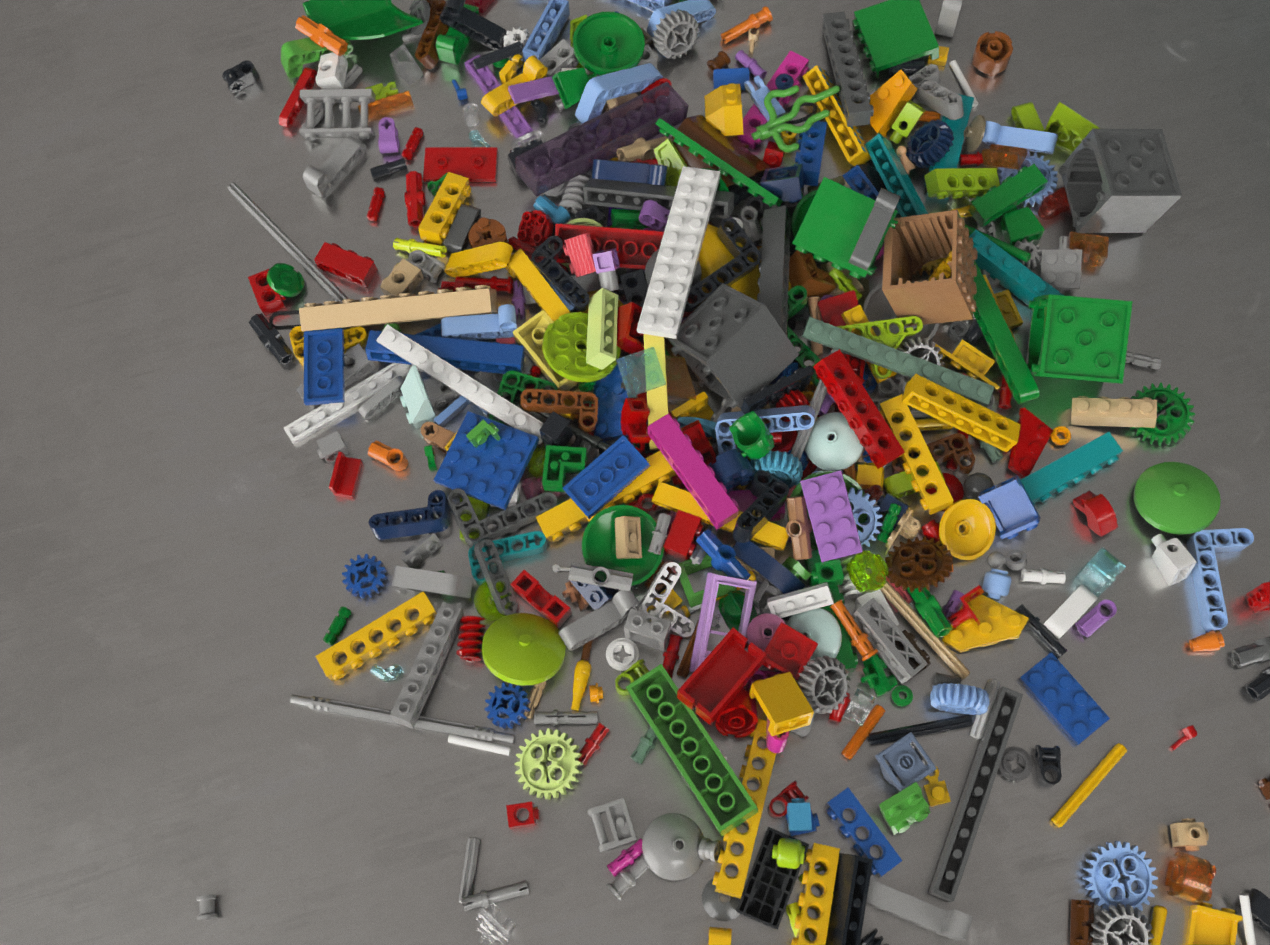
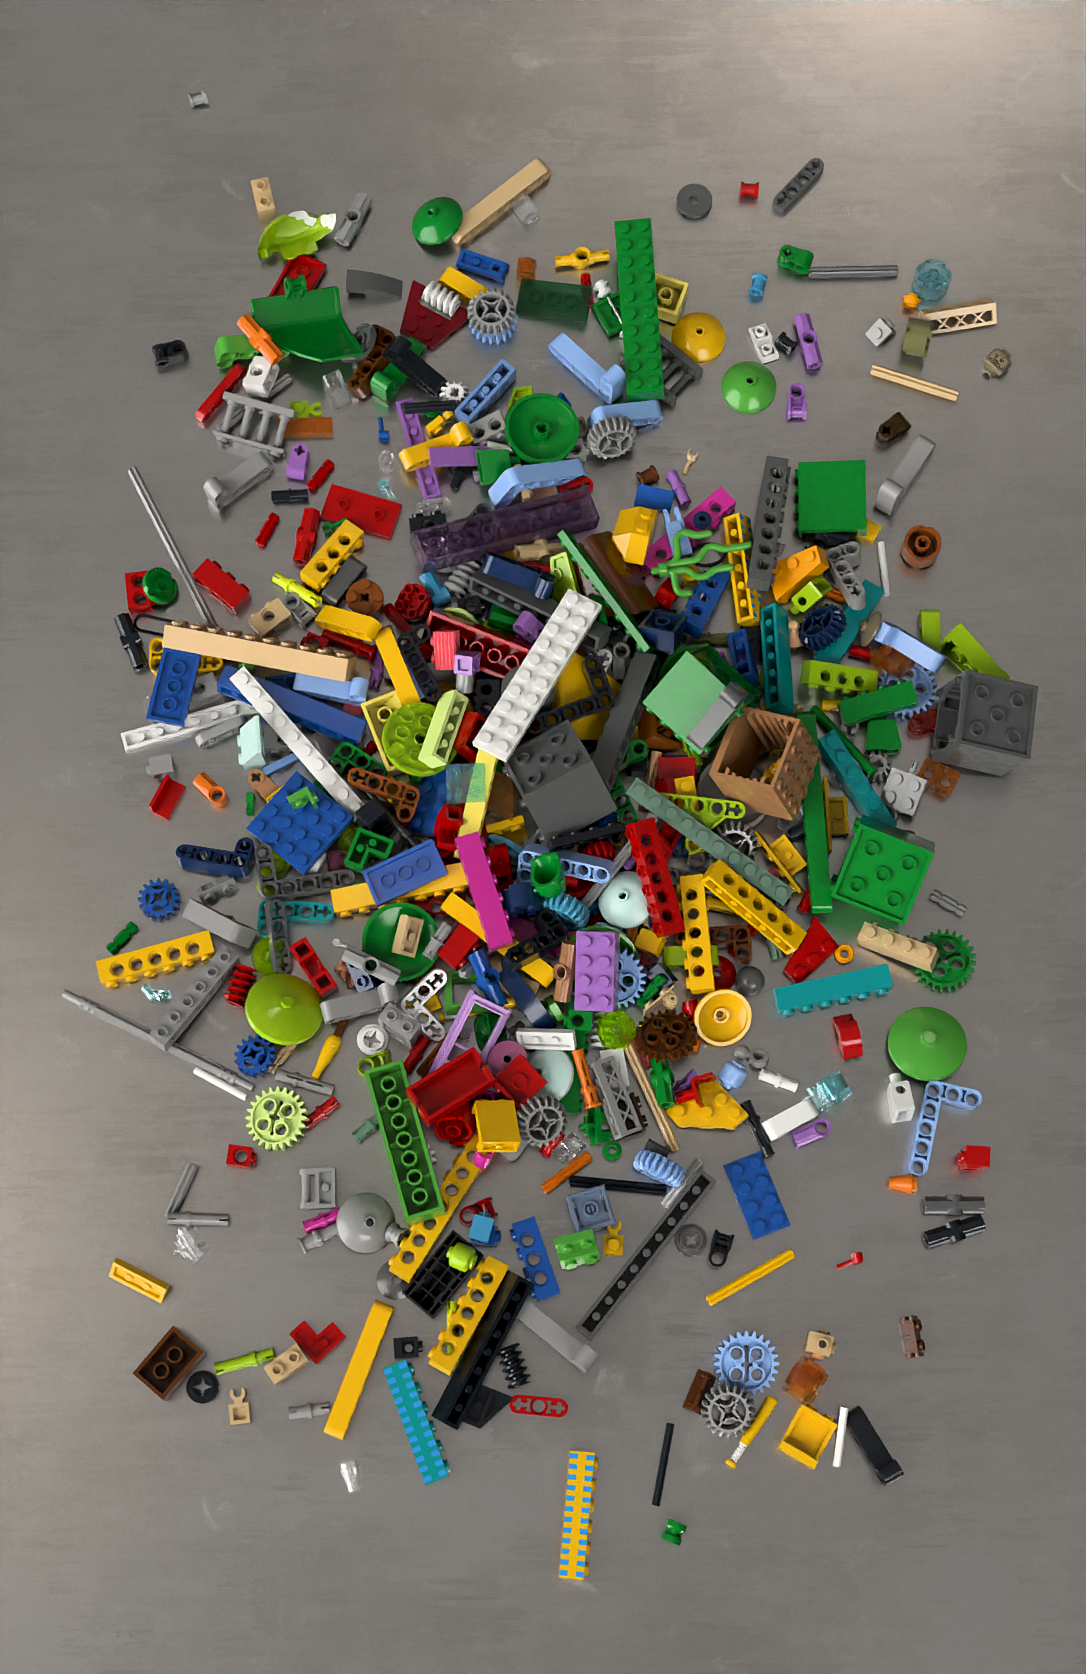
camera: 10 degrees right, 5 degrees up
(595, 693) = (338, 1068): light orange plate -> none
(753, 22) = (697, 441): orange pin -> none
(1010, 507) = (768, 1008): panel -> none

